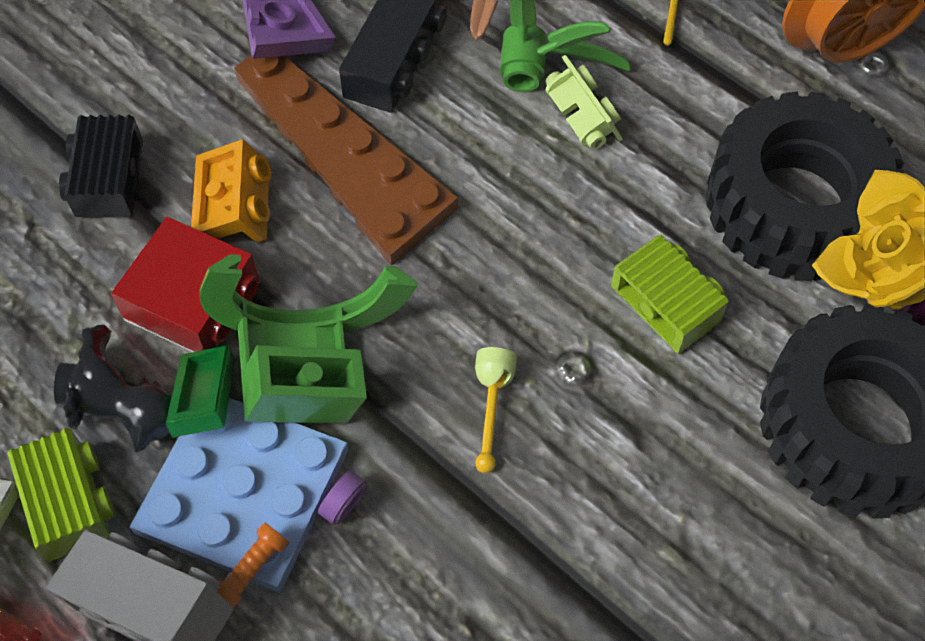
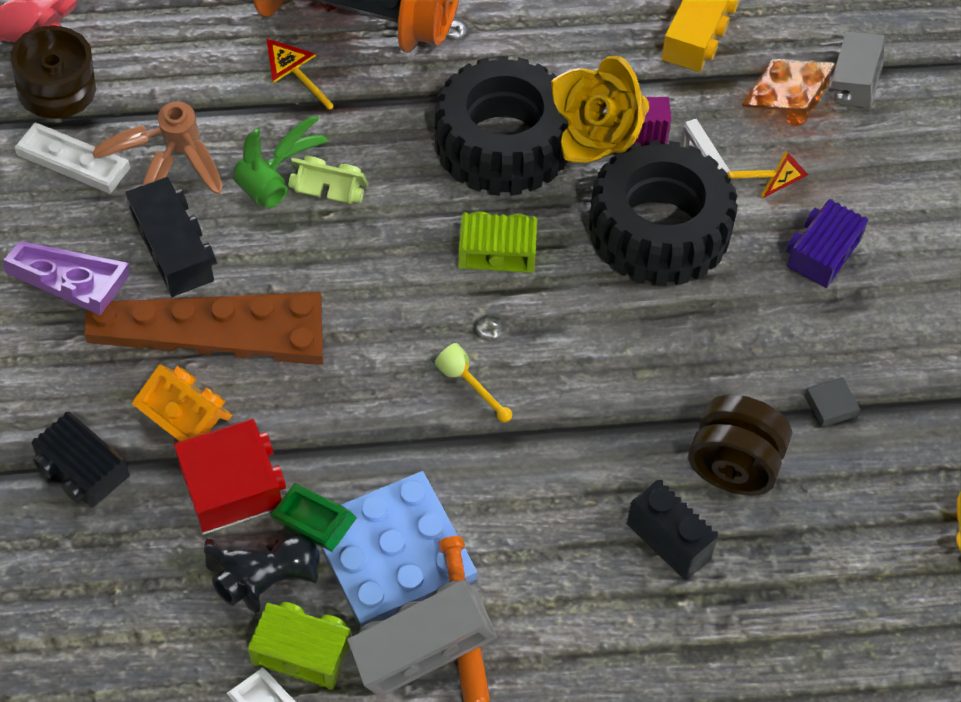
camera: 50 degrees left, 5 degrees down
(298, 358) = (339, 449): bright green piece -> none
(342, 497) = (457, 497): medium lavender tile -> none

